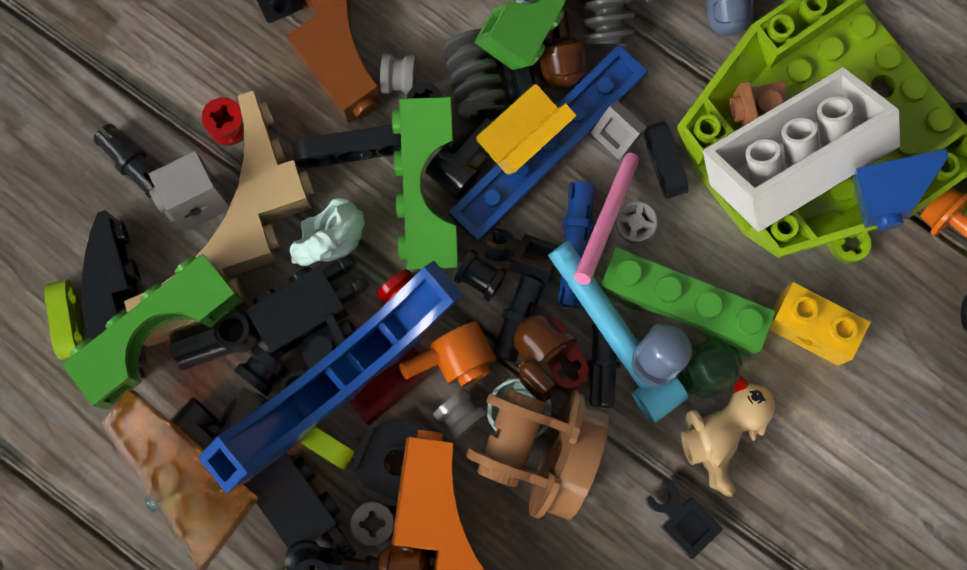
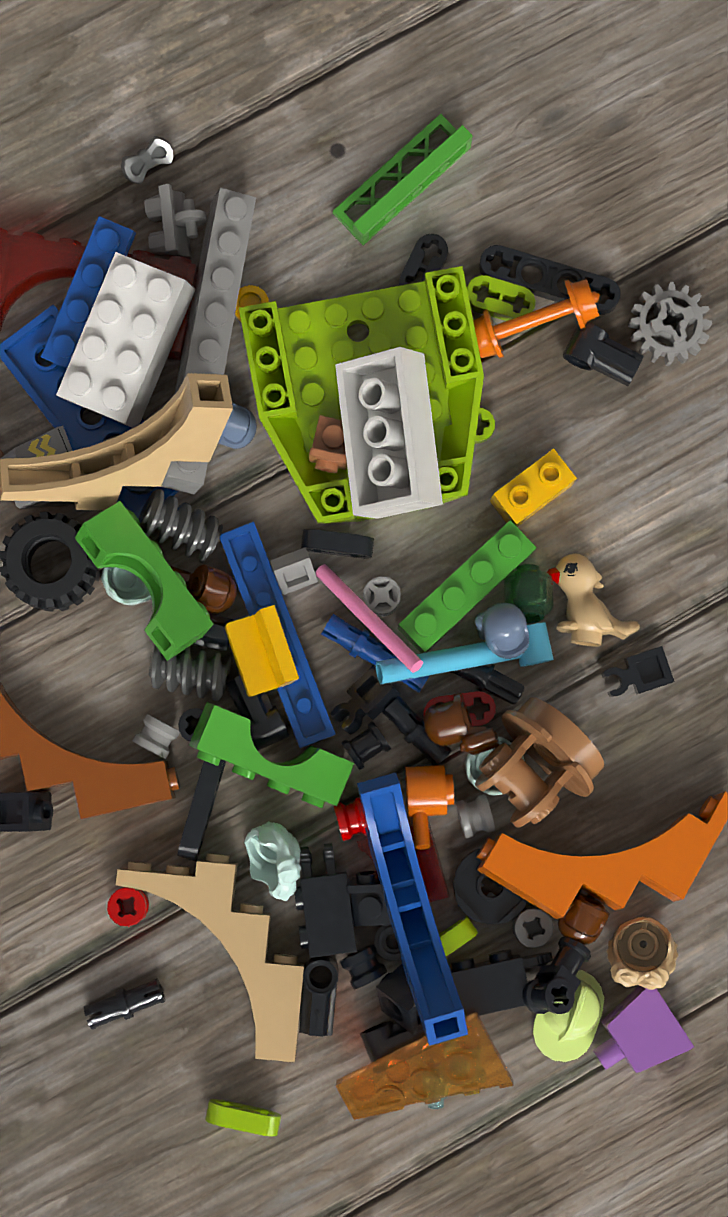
camera: 70 degrees left, 5 degrees up
(108, 276) = (226, 1067): black slope -> none
(109, 363) = (309, 1091): bright green arch -> none
(188, 191) = (184, 964): light grey brick -> none
(894, 188) = (459, 377): blue slope -> none

